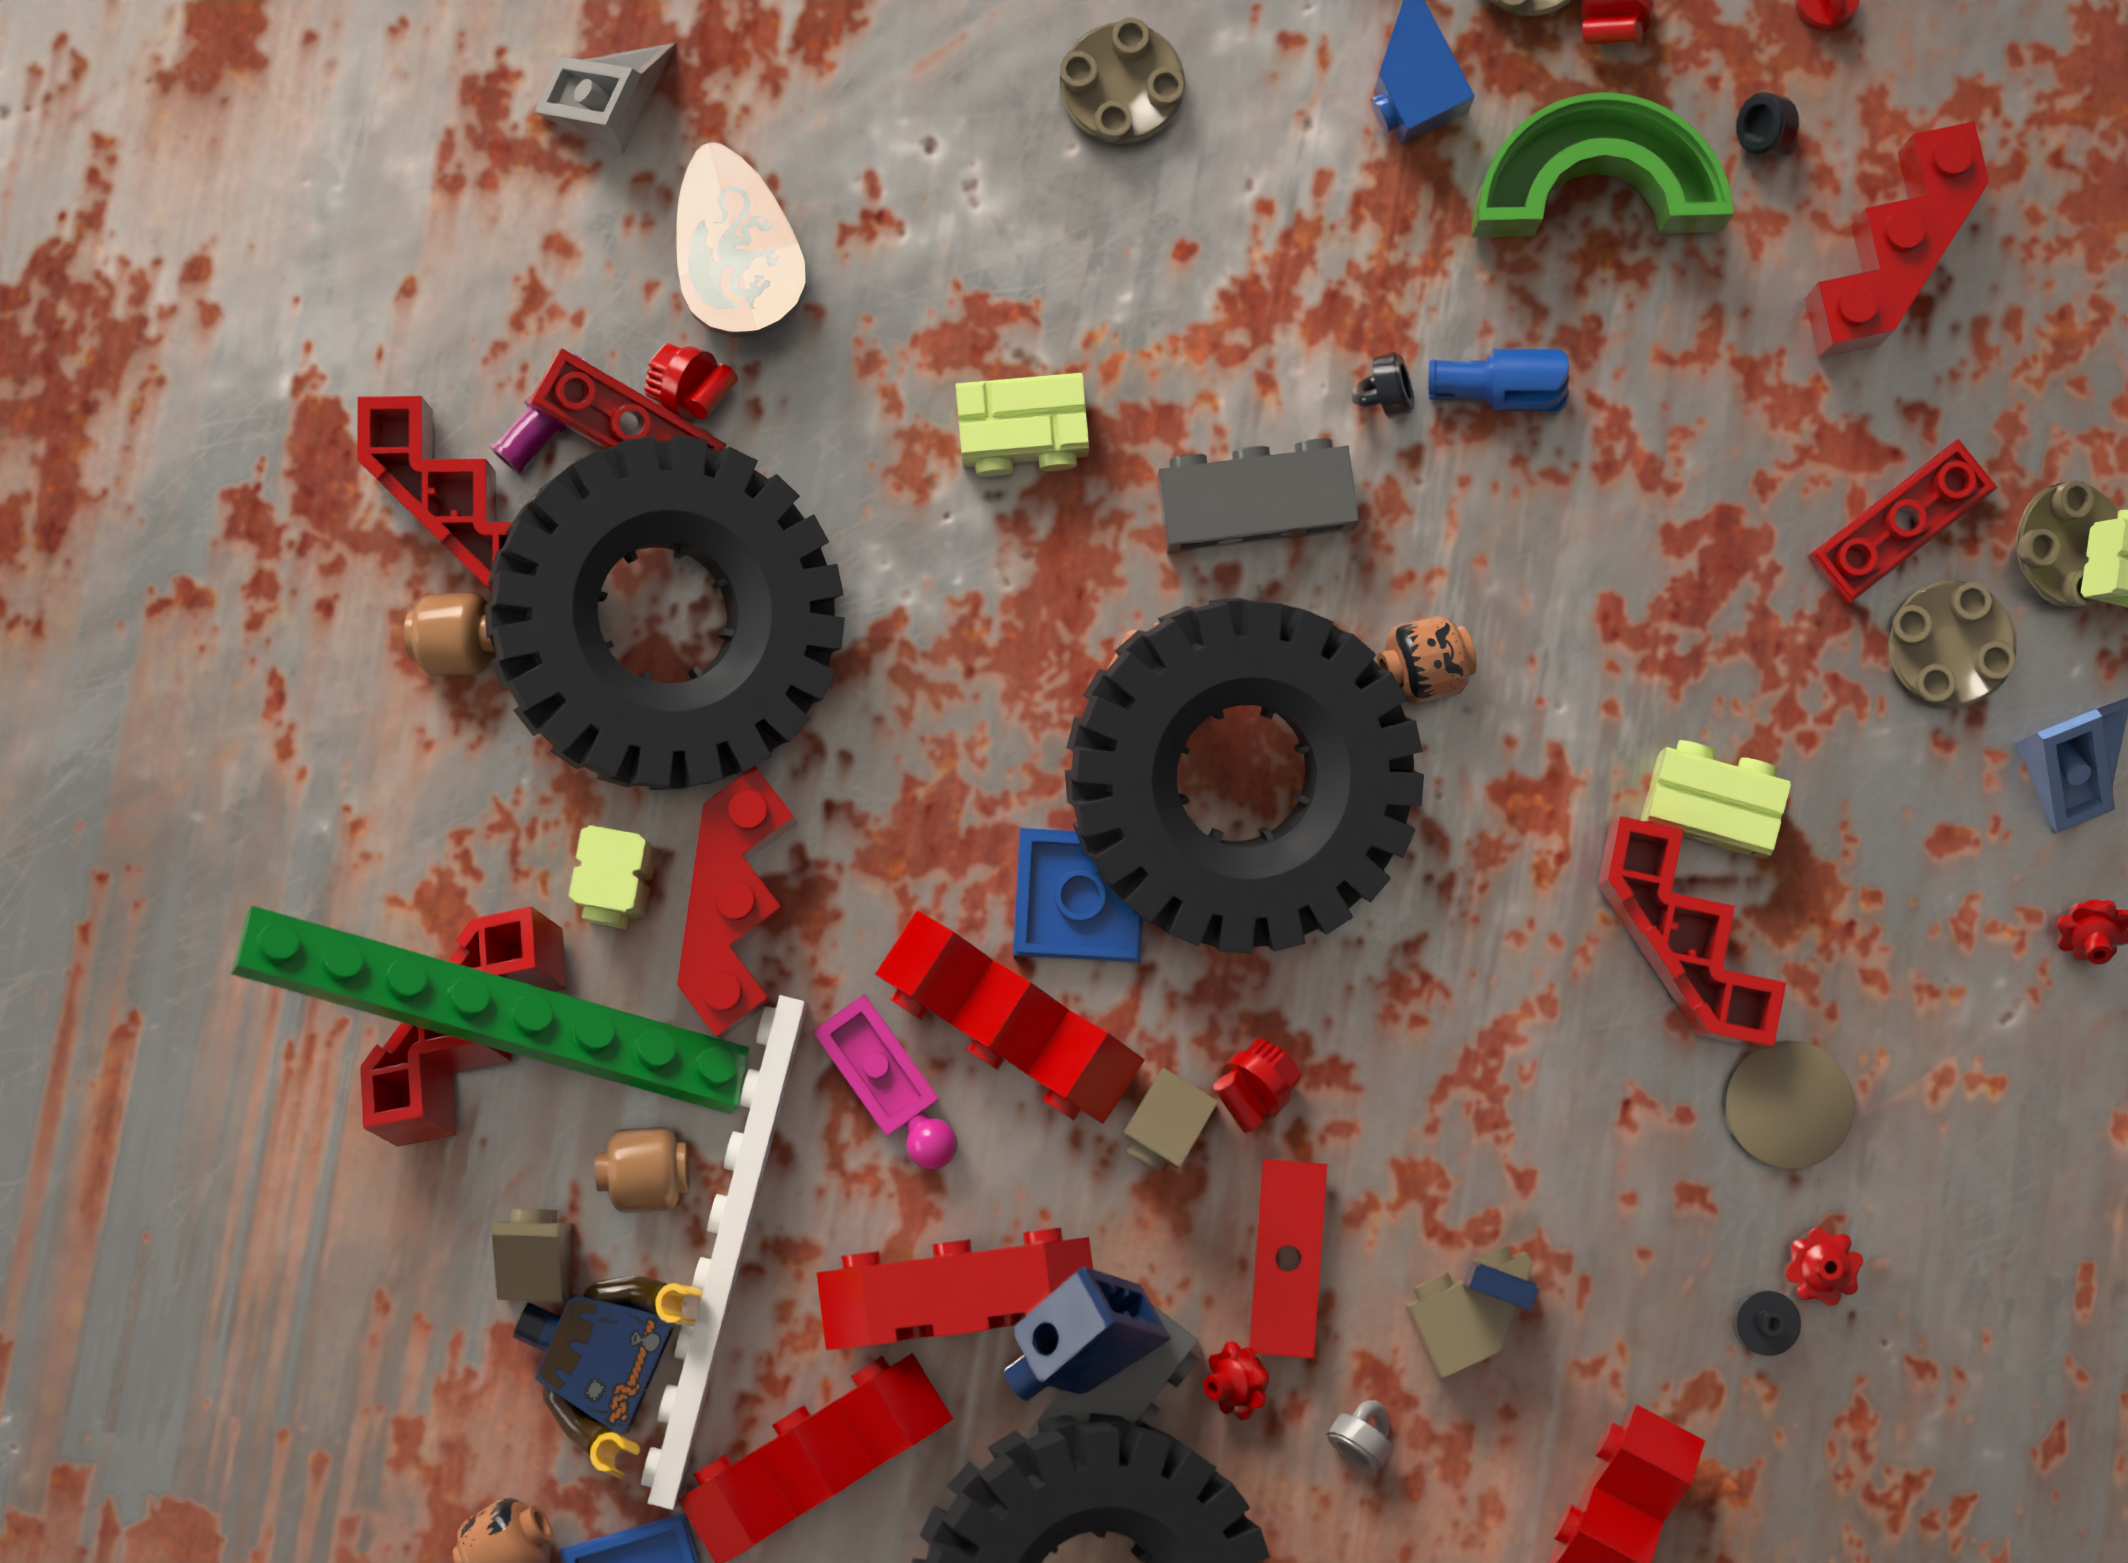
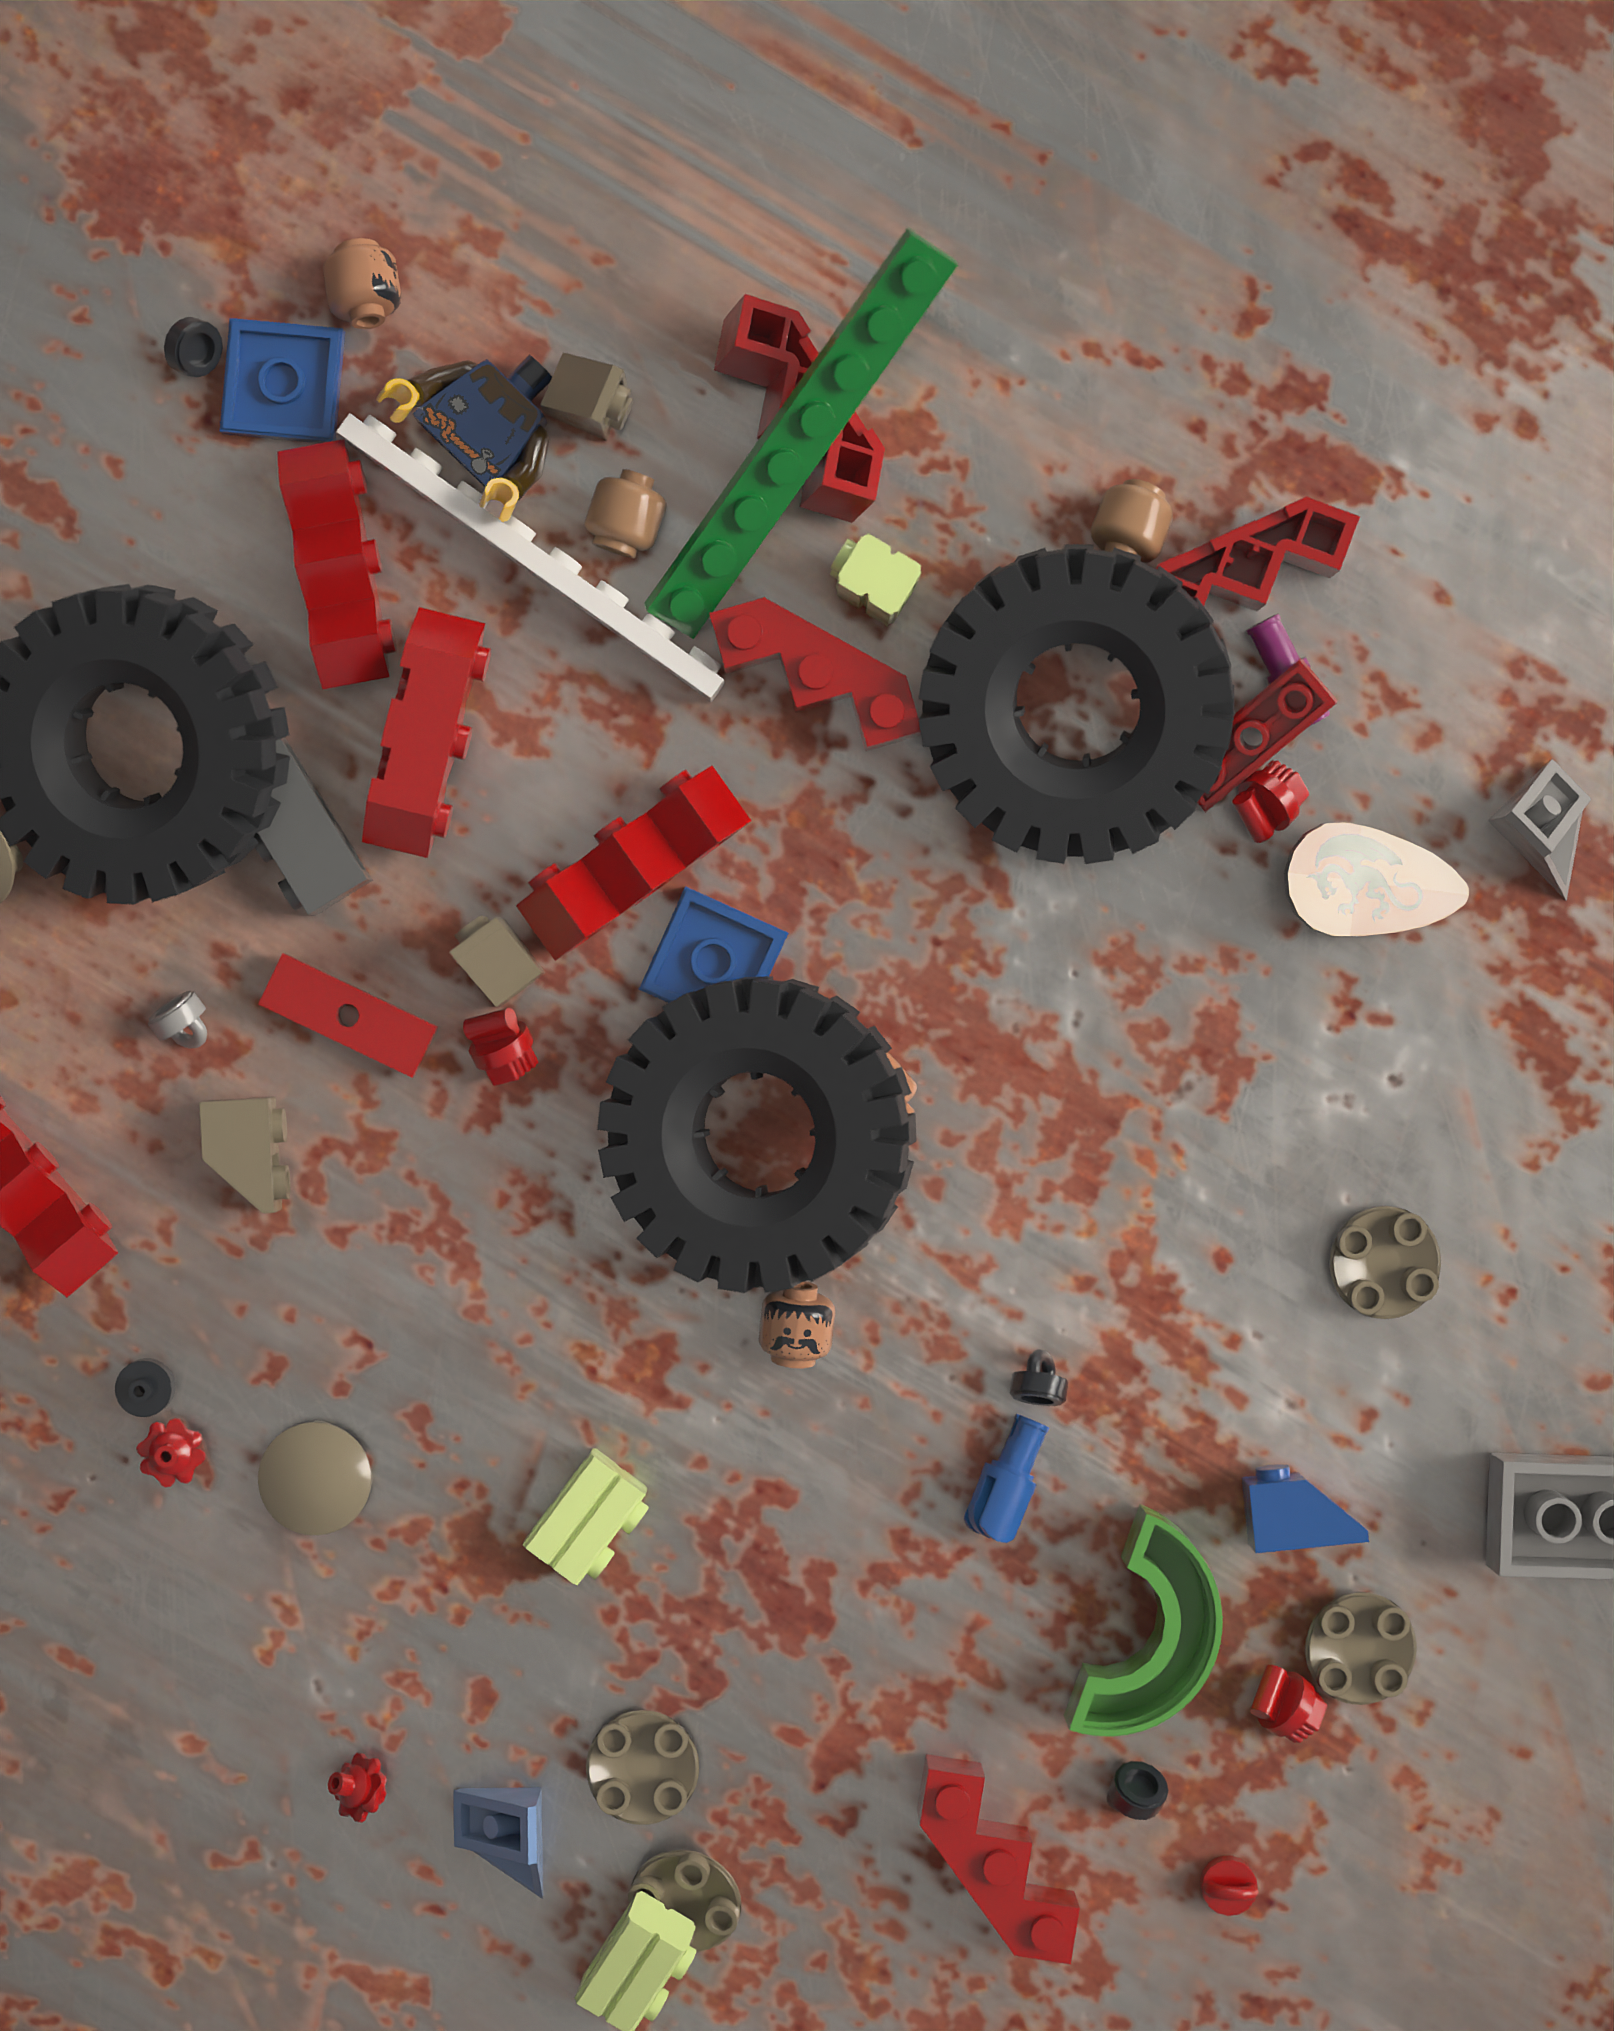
camera: 115 degrees right, 5 degrees up
(887, 1081) = (621, 742): dark pink plate -> none
(1022, 423) = (1126, 1065): yellowish green brick -> none
(1084, 1335) = (344, 821): dark blue torso -> none
(1236, 1380) = (264, 934): red plant -> none
(1257, 496) = (989, 1237): dark grey brick -> none
(1501, 1285) = (252, 1178): dark blue tile -> none
(1685, 937) = (483, 1446): red brick -> none
(1877, 545) = (753, 1736): red tile -> none

